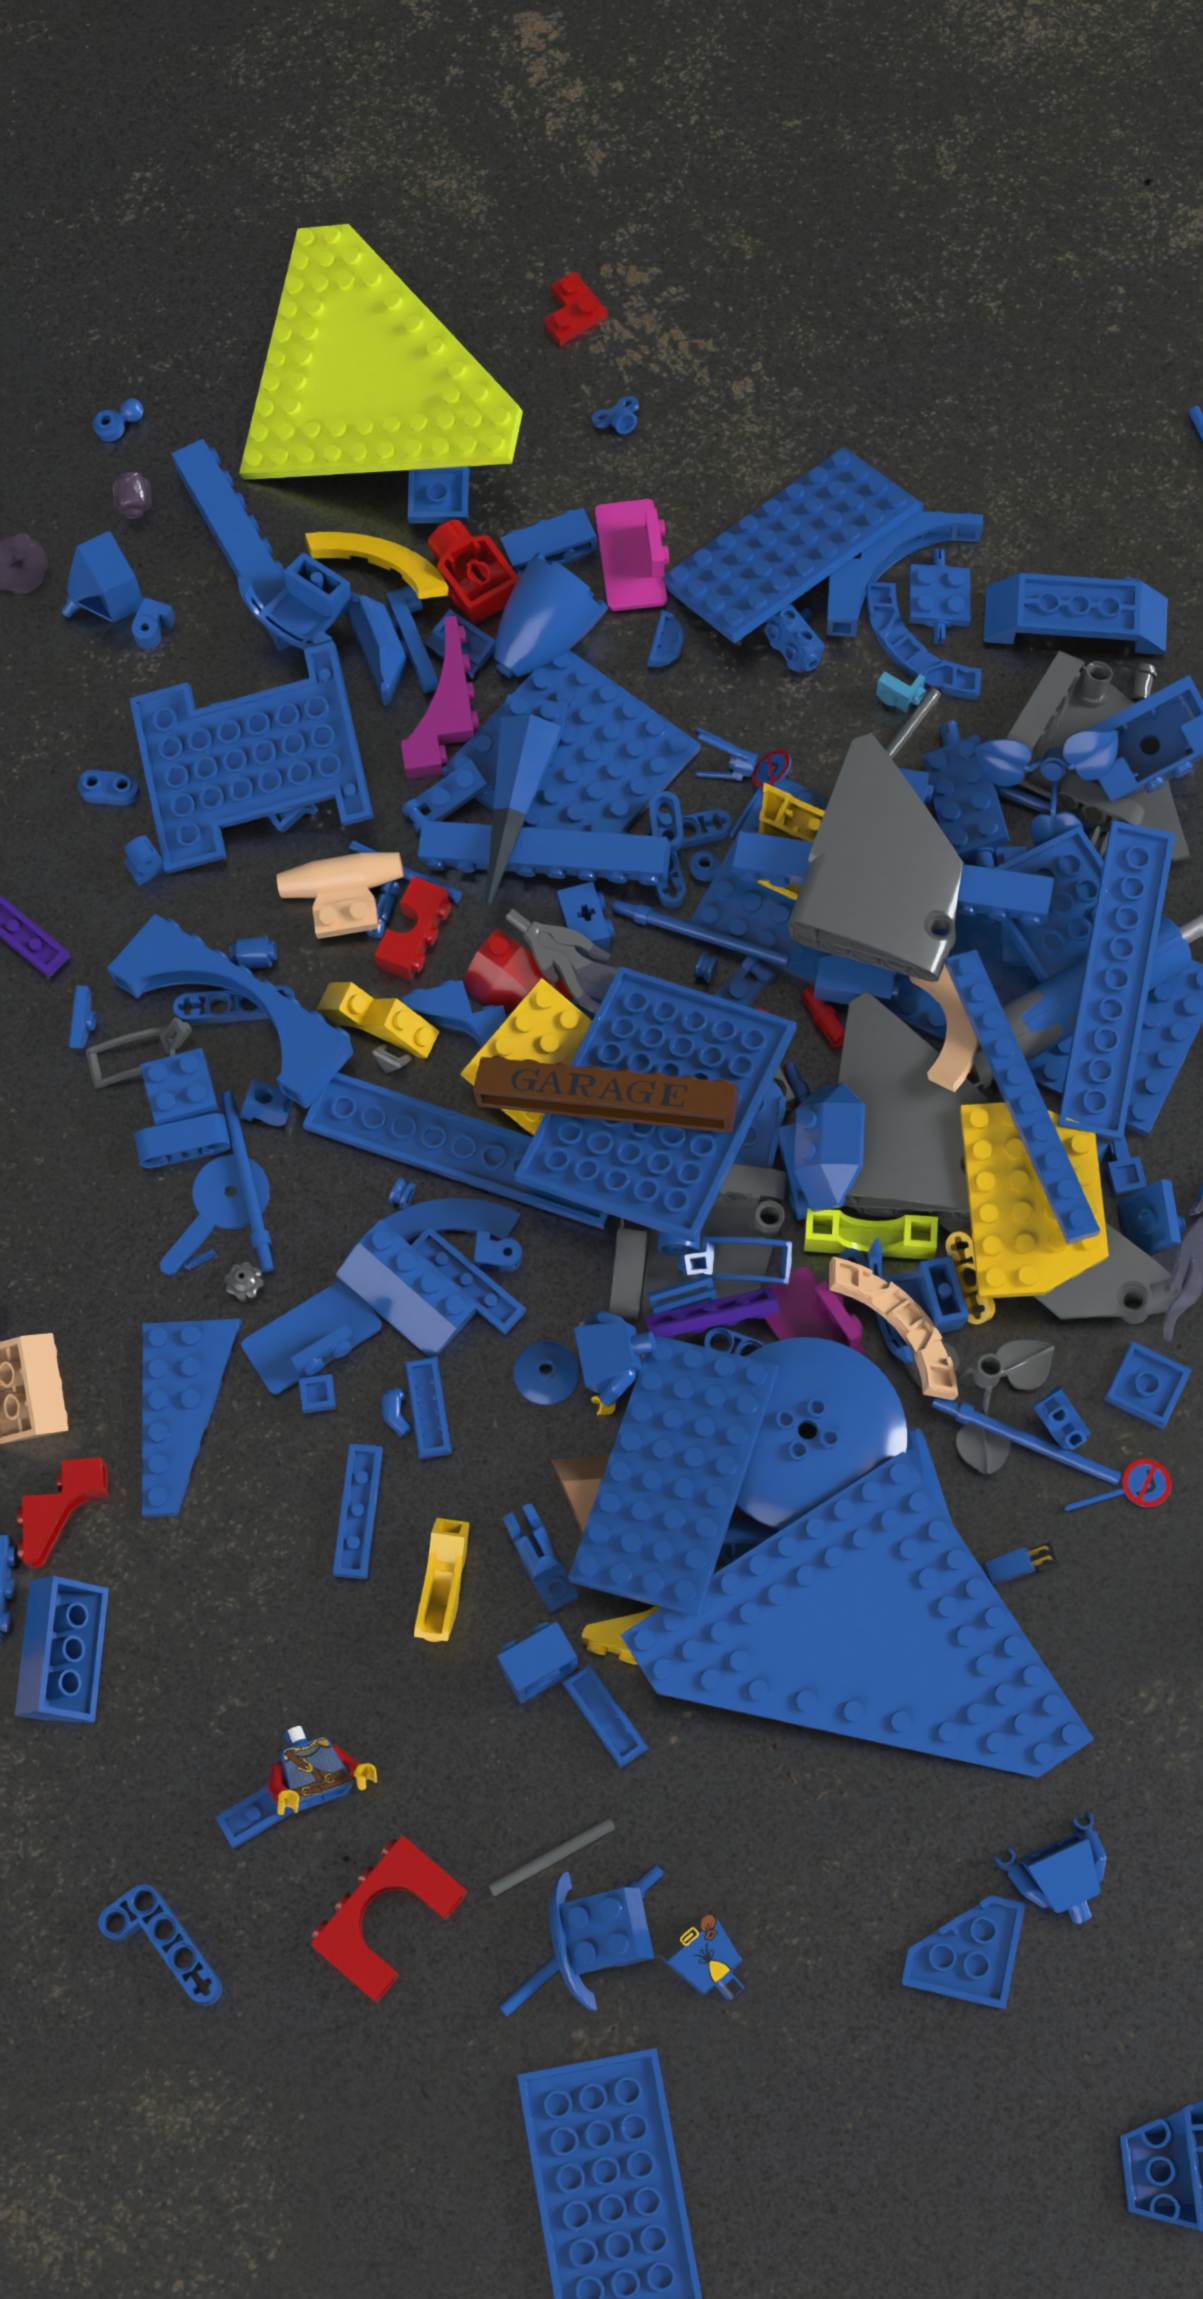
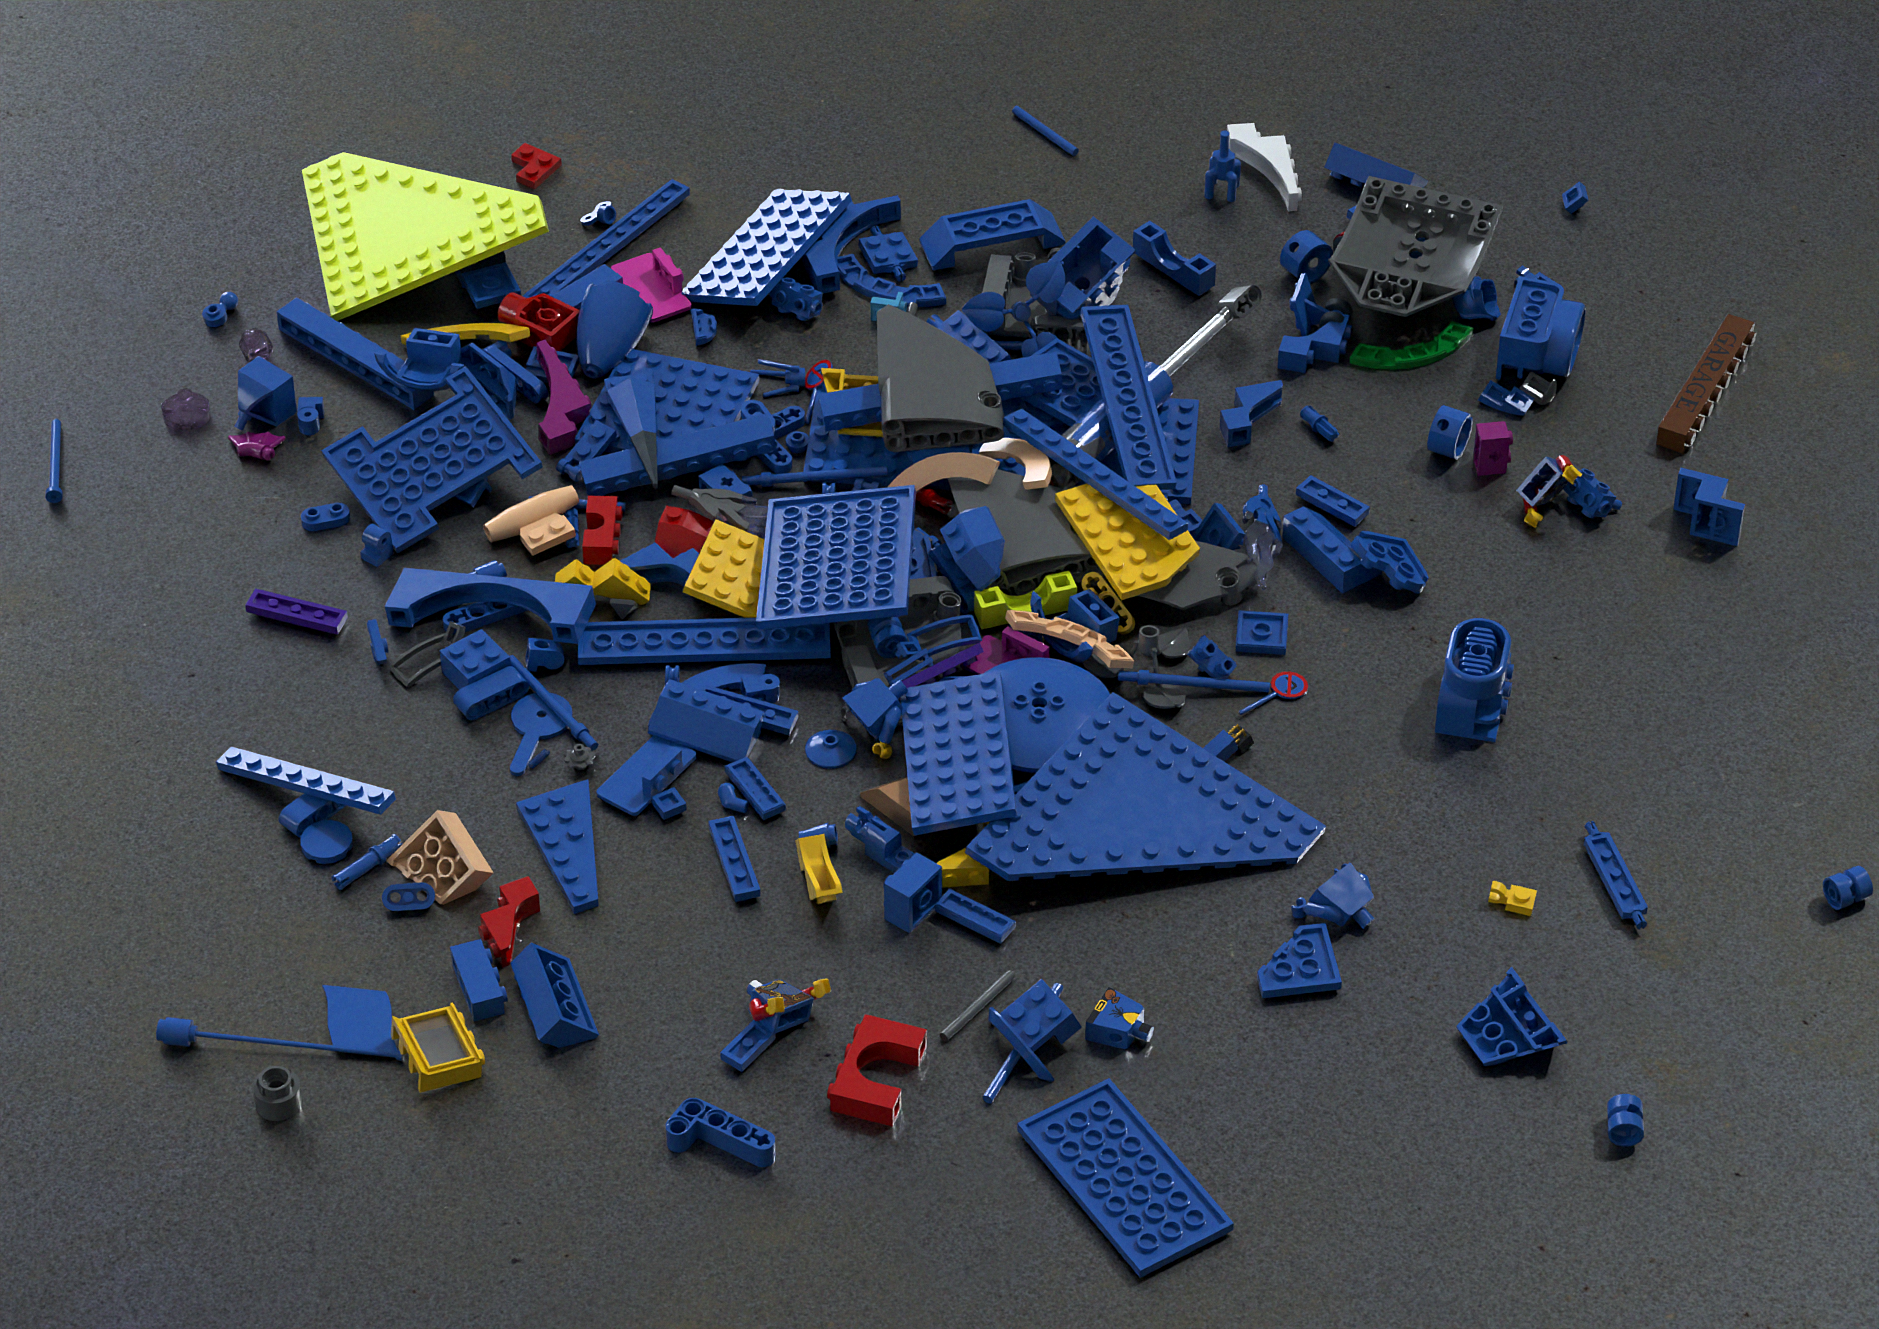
camera: 25 degrees left, 25 degrees down
(75, 644) = (256, 444): none -> magenta arm
(479, 1515) = (828, 830): none -> blue cone
(606, 468) = (613, 239): none -> blue plate
(606, 1094) = (800, 555): reddish brown brick -> none
(841, 1002) = (947, 466): none -> light nougat tile

